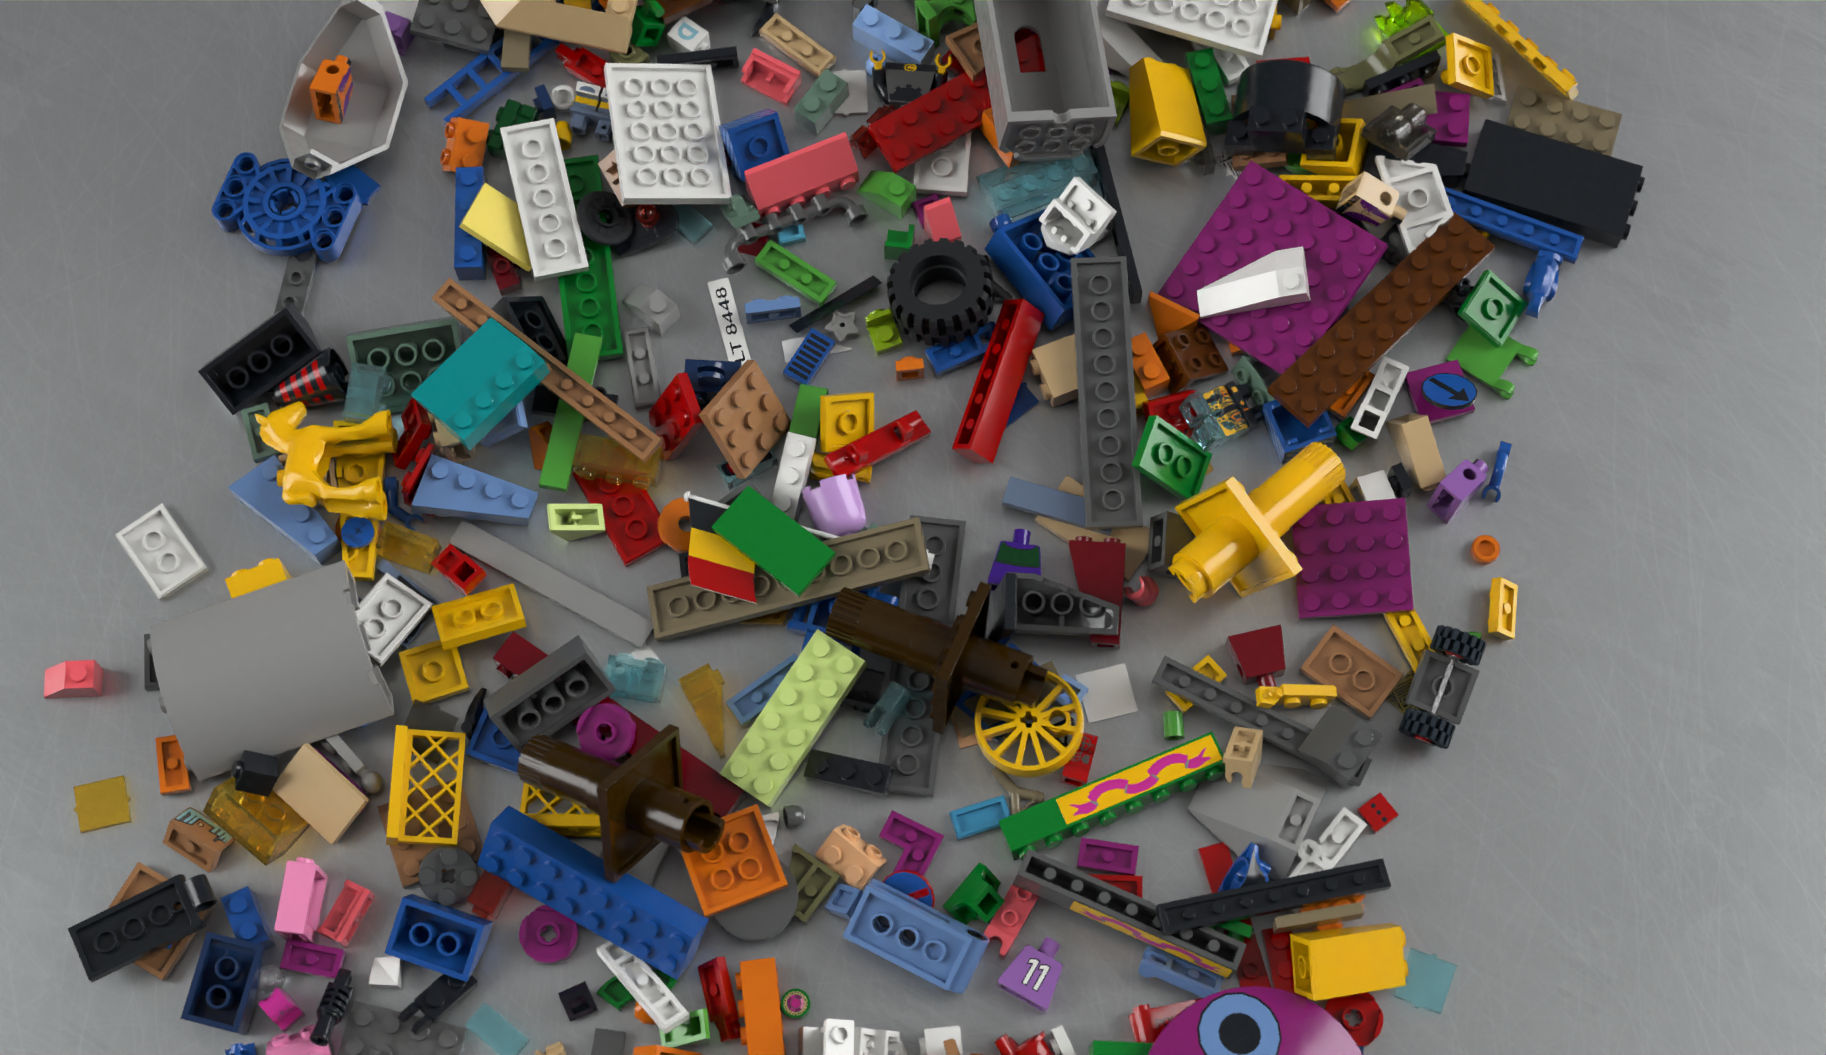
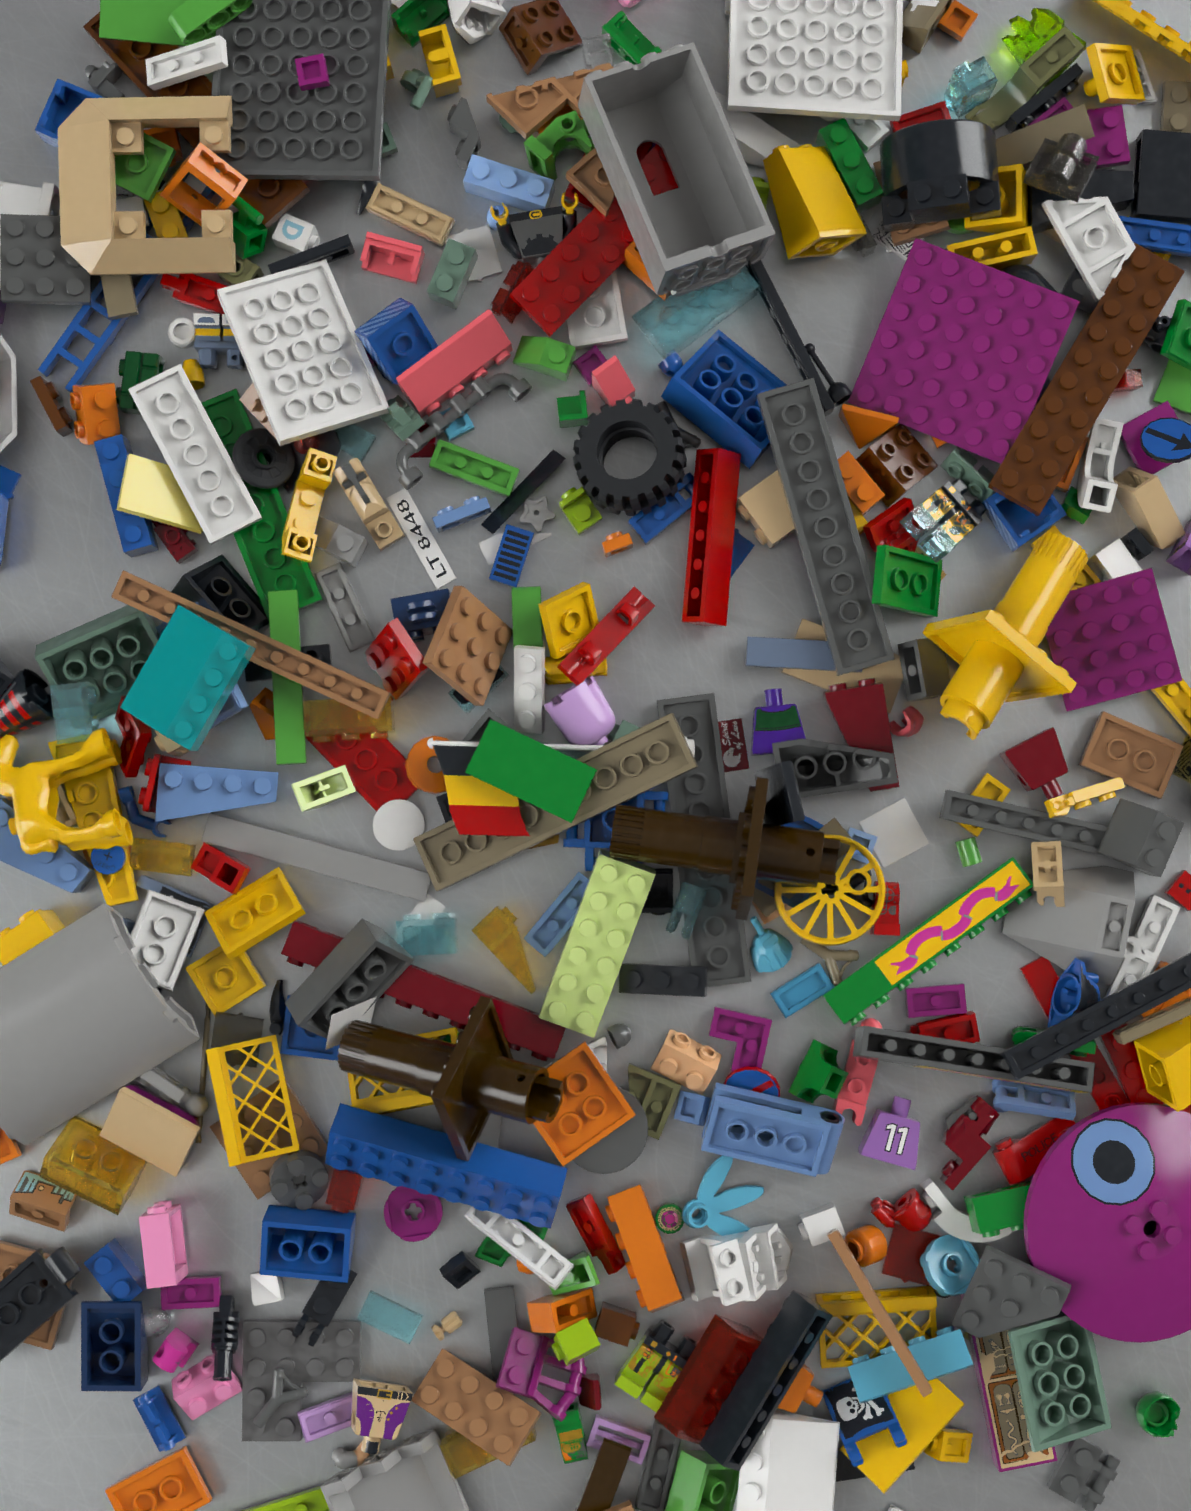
camera: 10 degrees left, 15 degrees up
(255, 773) = (80, 1128): black brick -> none
(347, 913) = (210, 1239): coral hinge -> none
(387, 754) = (203, 1065): none -> dark tan piece
(430, 142) = (58, 415): none -> reddish brown plate
(535, 725) = (342, 1019): none -> white sticker
(543, 102) = (164, 344): dark blue plate -> none
(622, 730) = (401, 1012): magenta plate -> none
(634, 265) = (305, 505): none -> yellow slope
(636, 570) = (398, 824): none -> white sticker
(689, 280) = (368, 504): none -> tan plate
(859, 1000) = (711, 1205): none -> medium azure plant
(958, 770) = (769, 949): none -> medium azure piece
(971, 573) = (733, 745): none -> dark red sticker
(1076, 219) = (748, 344): white piece -> none
(1105, 995) = (965, 1139): none -> dark red plate
(1149, 281) = (838, 391): none -> black hinge
(1265, 283) = (959, 370): white wedge -> none
(1334, 46) = (969, 86): none -> clear light blue brick
(1370, 201) = (1050, 255): tan torso -> none
(1423, 334) = (1130, 381): none -> clear red piece

